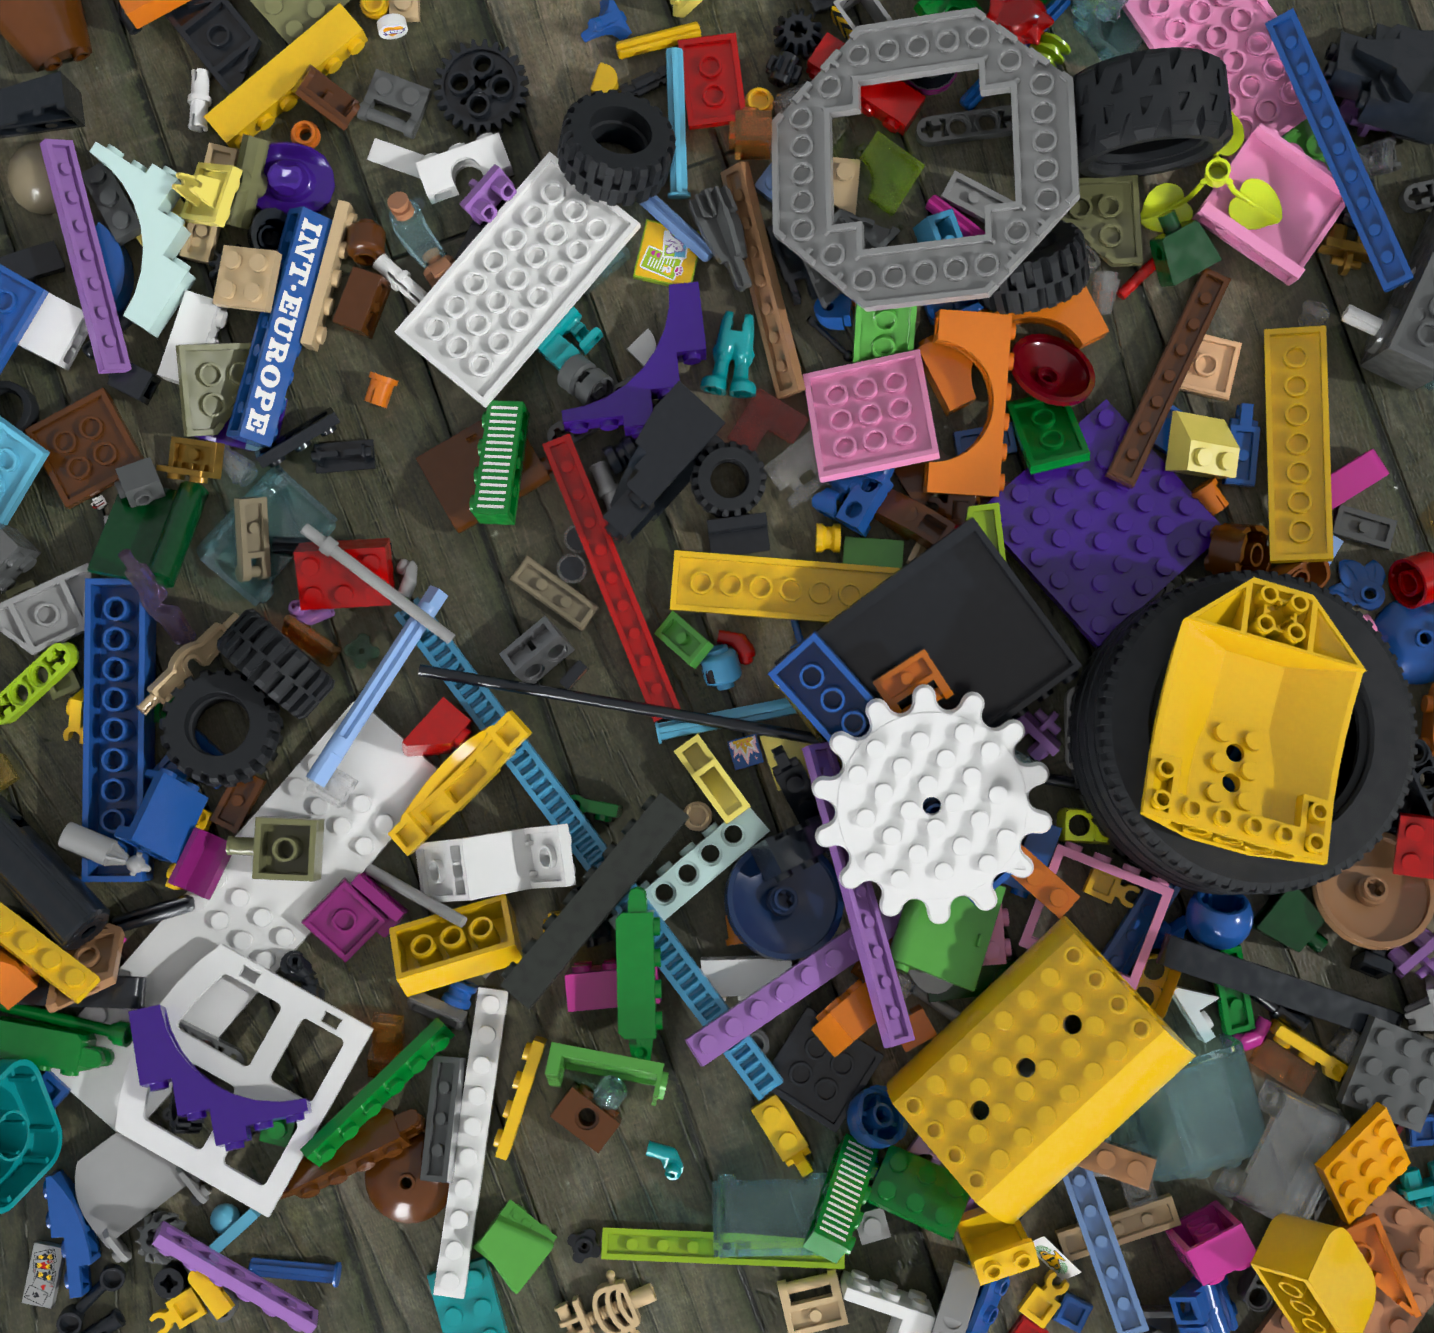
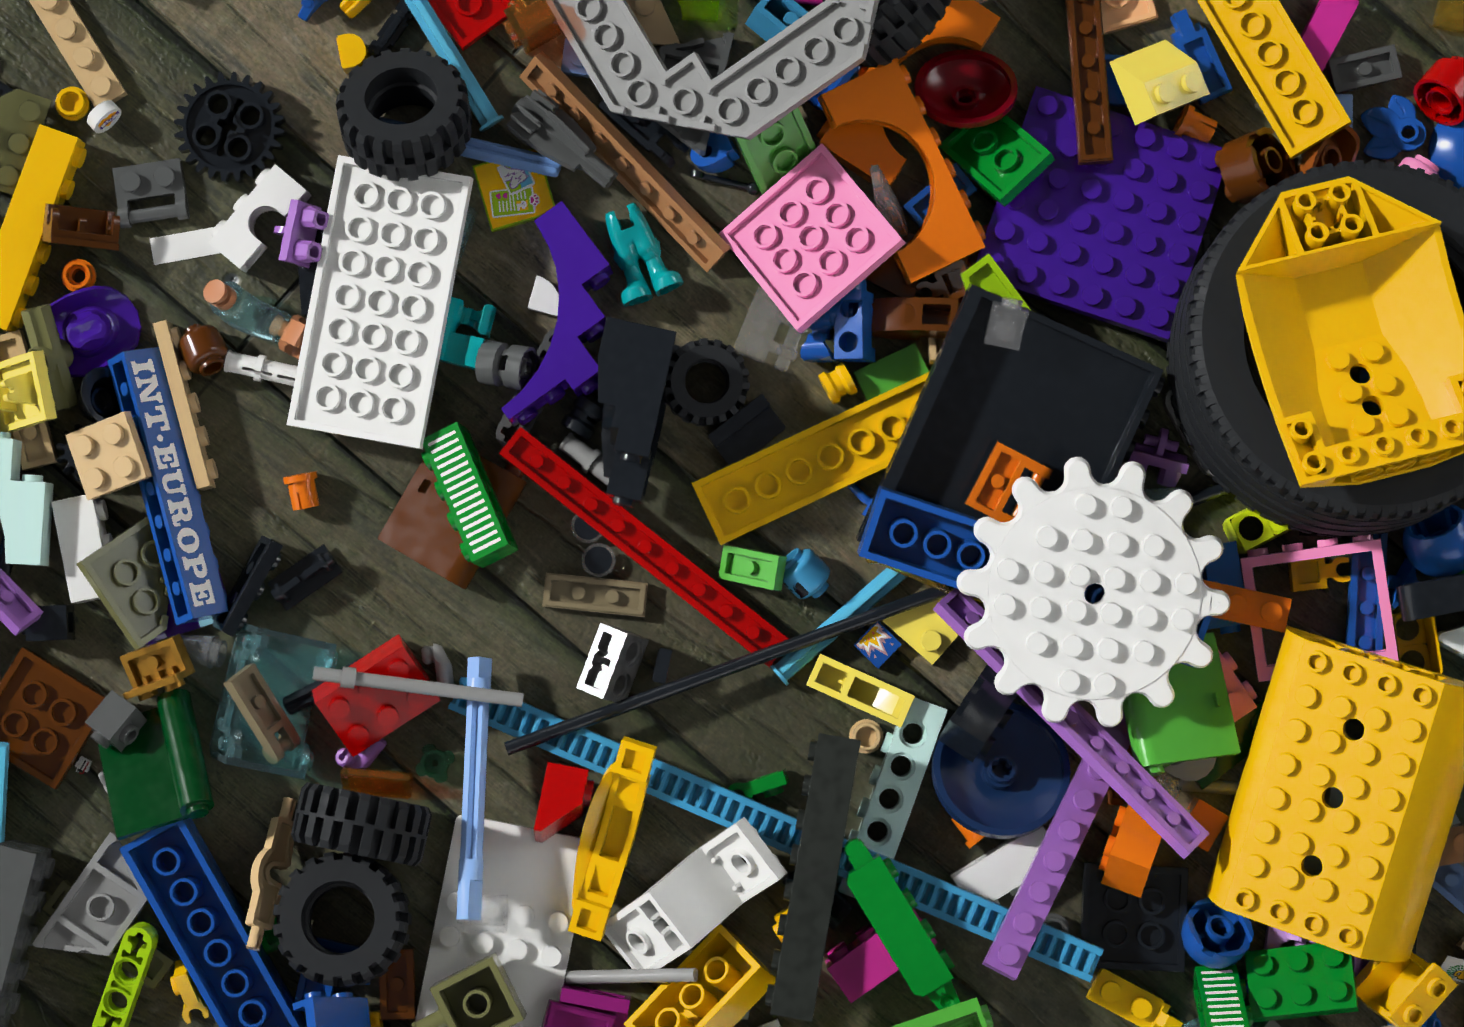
camera: 25 degrees left, 0 degrees up
(151, 595) = (198, 829): clear purple piece -> none
(362, 302) = (234, 412): reddish brown hinge -> none
(740, 643) = (811, 539): red arm -> none
(767, 414) = (704, 293): clear red plate -> none
(795, 785) = (946, 649): black hinge -> none
(944, 420) = (887, 201): none -> clear slope
(982, 561) = (1006, 323): none -> clear bracket

